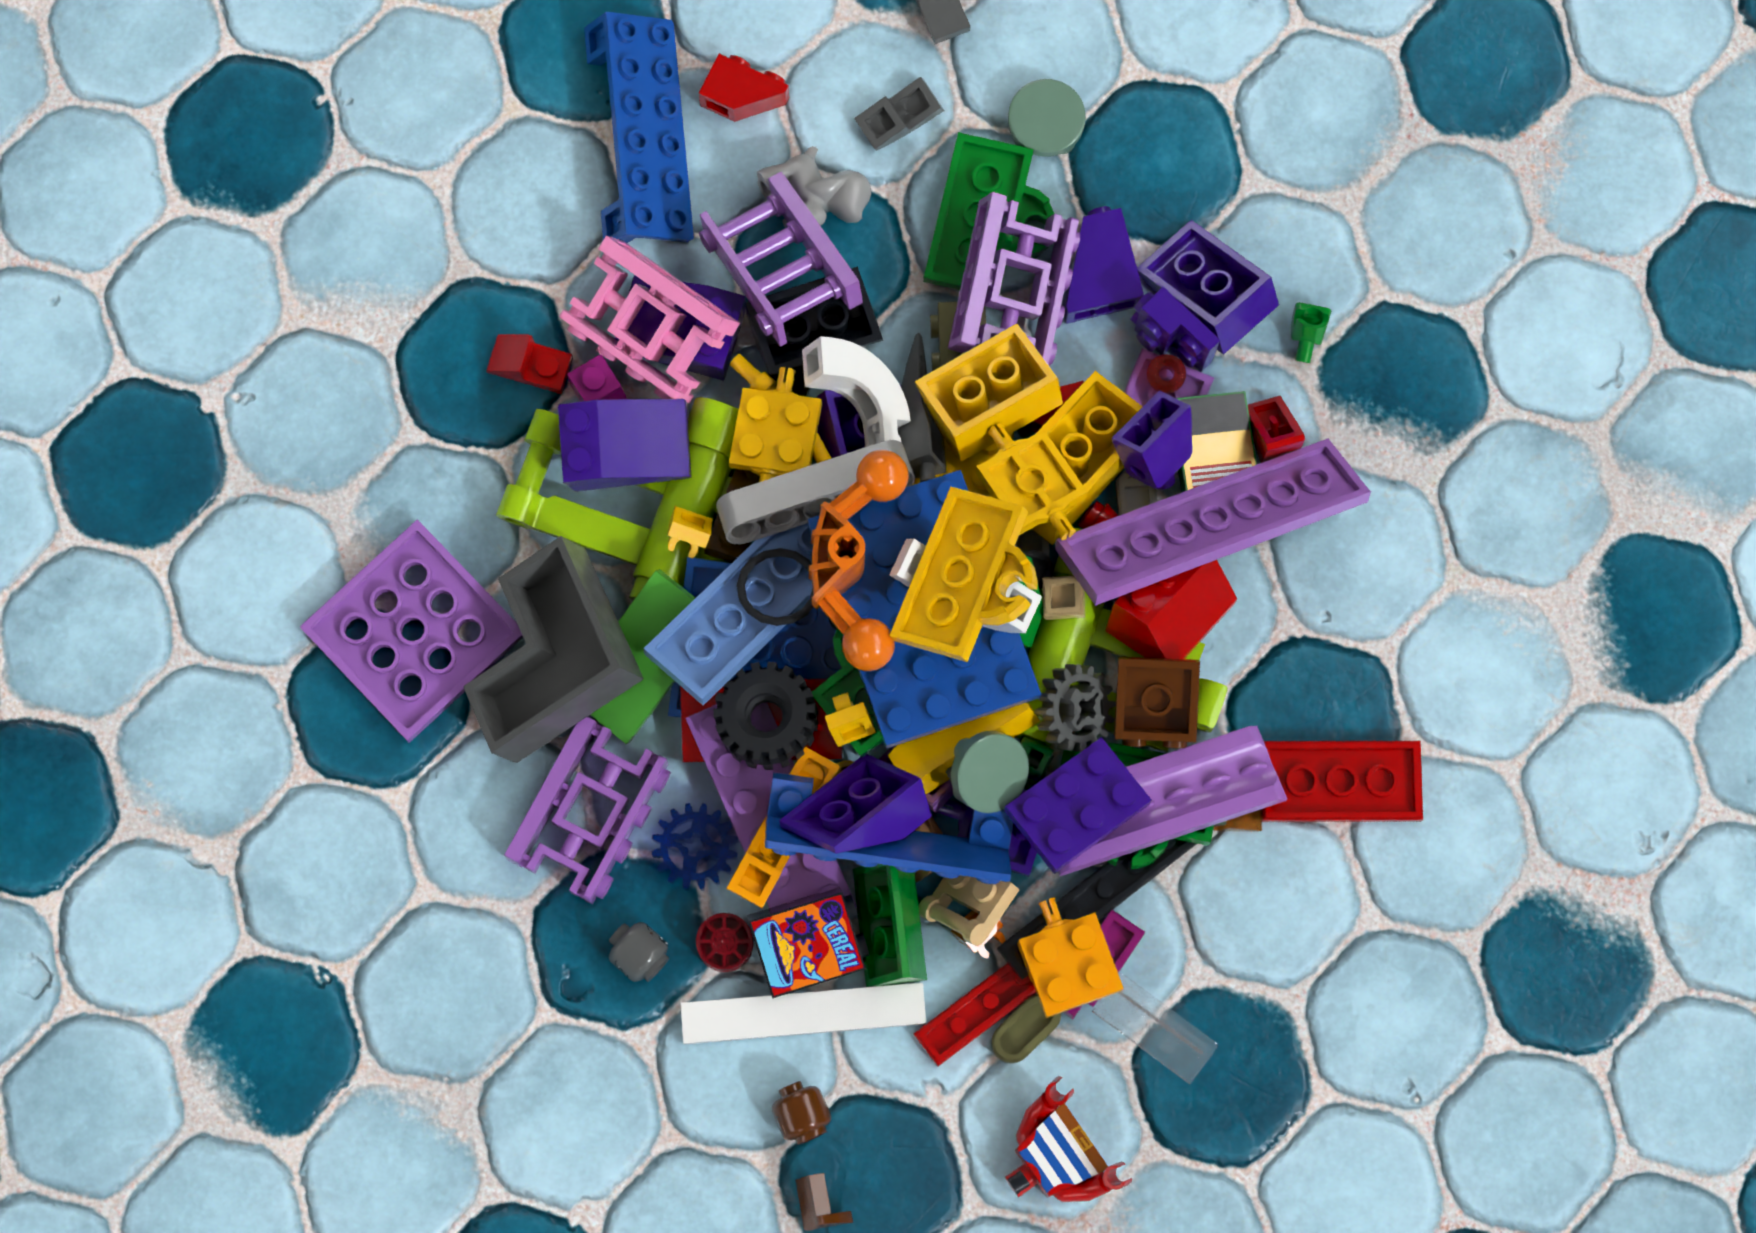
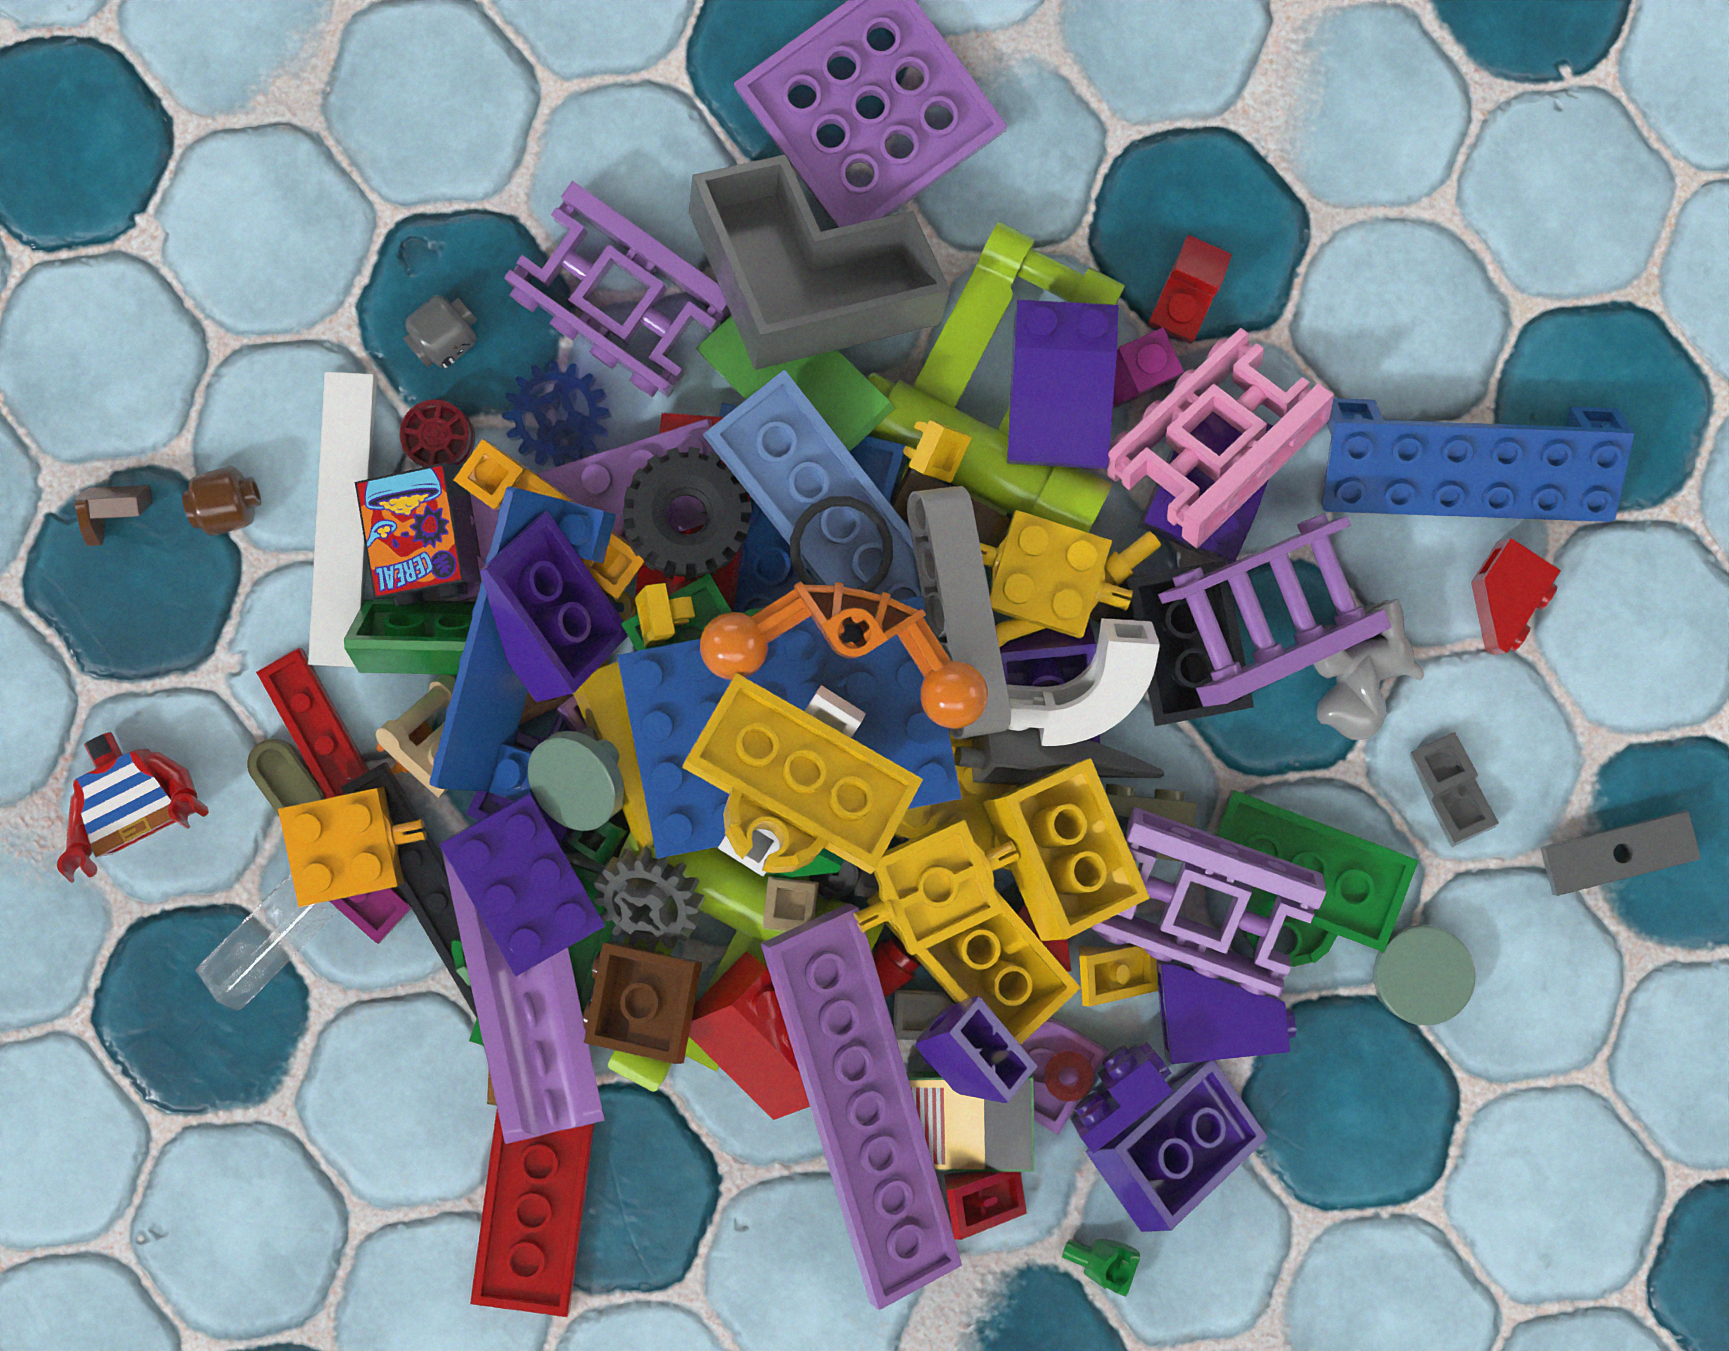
camera: 105 degrees right, 10 degrees up
(1080, 349) = (1115, 973): none -> yellow slope

